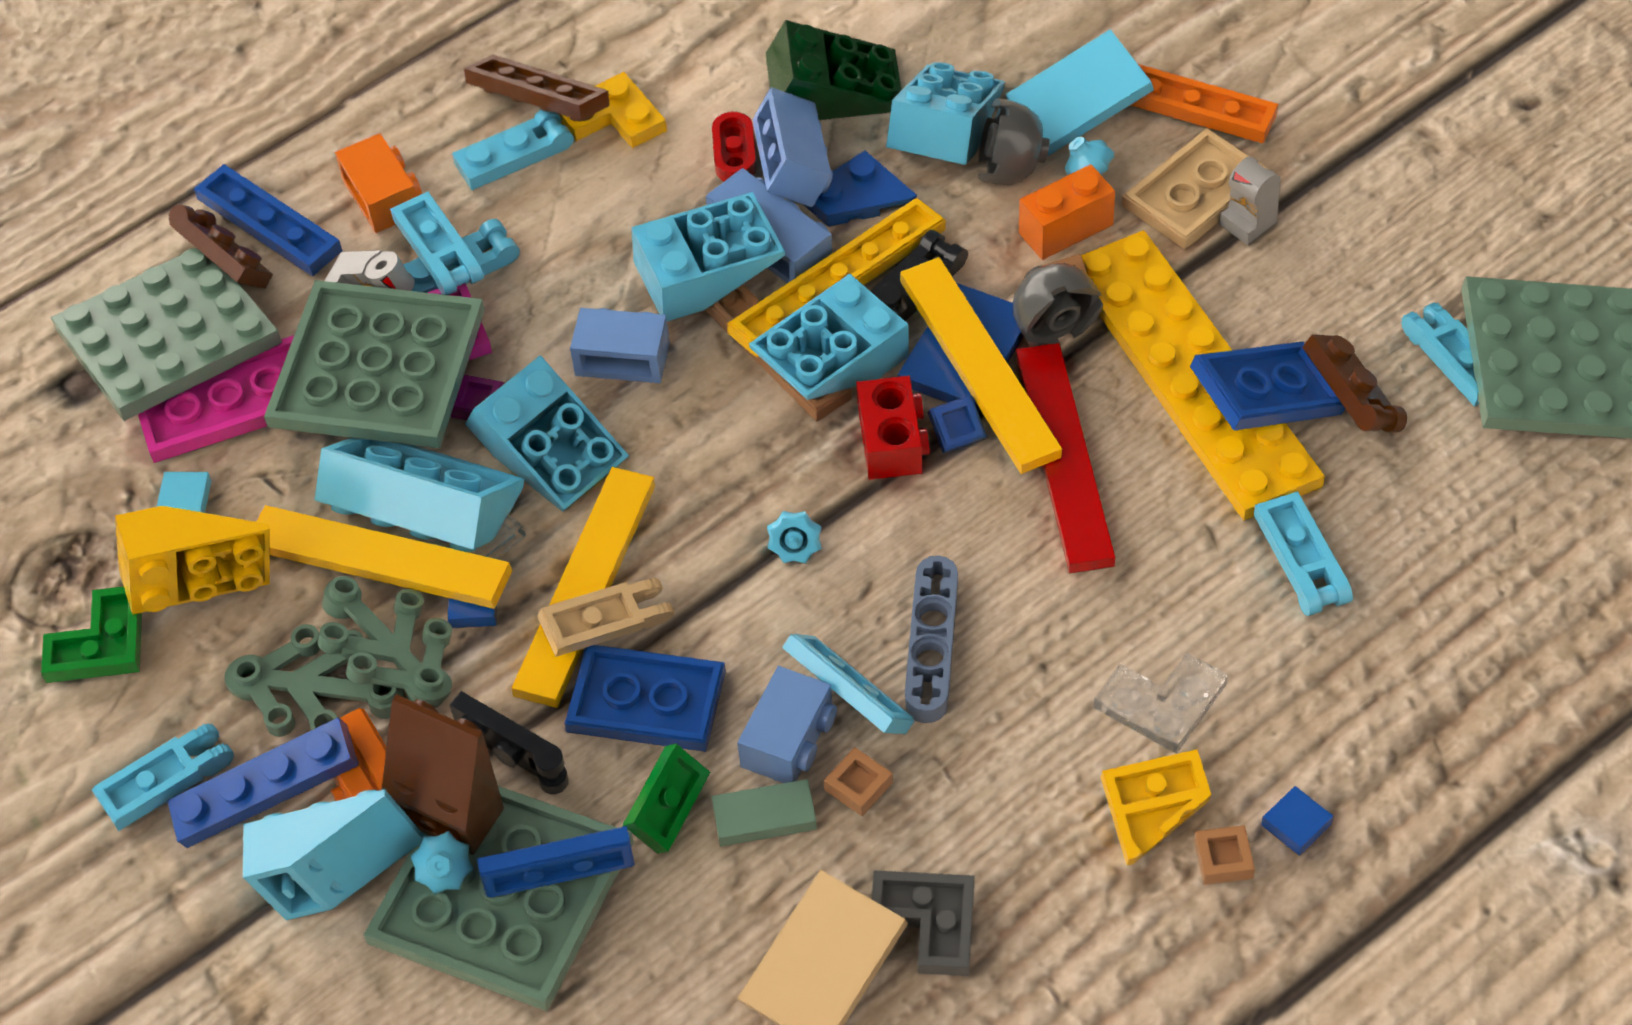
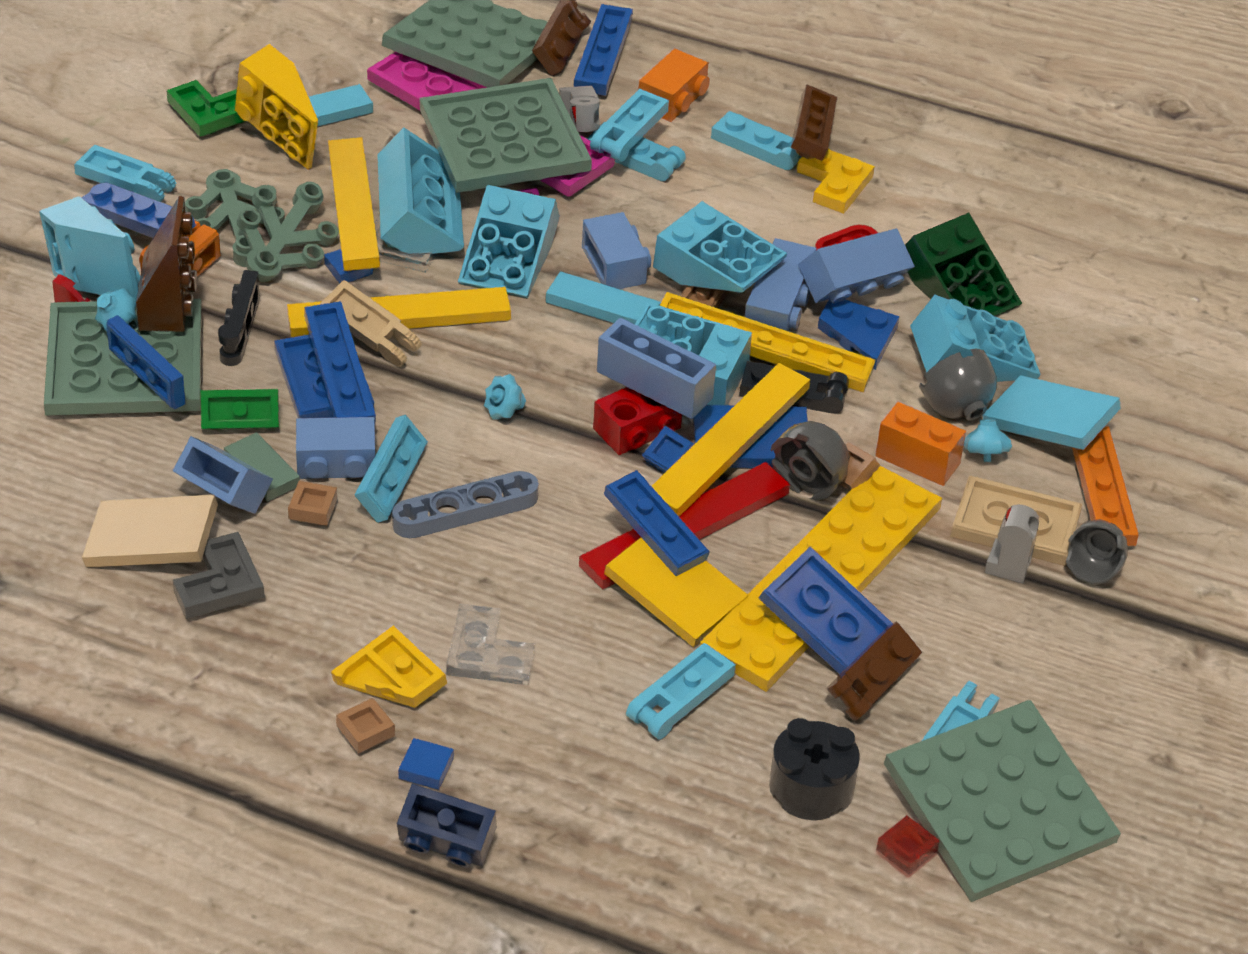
camera: 55 degrees right, 10 degrees down
(357, 912) = (64, 290): none -> red tile
(669, 668) = (338, 361): none -> blue plate
(684, 390) = (595, 299): none -> medium azure tile
(783, 851) = (222, 475): none -> medium blue brick
(879, 371) = (656, 368): none -> medium blue brick
(1082, 472) = (656, 523): none -> blue tile
(1155, 496) = (685, 603): none -> yellow tile
(1288, 143) = (1097, 551): none -> dark grey hair
(1418, 828) = (446, 826): none -> dark blue brick
(1469, 484) = (814, 768): none -> black brick
(1586, 454) = (907, 844): none -> clear red plate

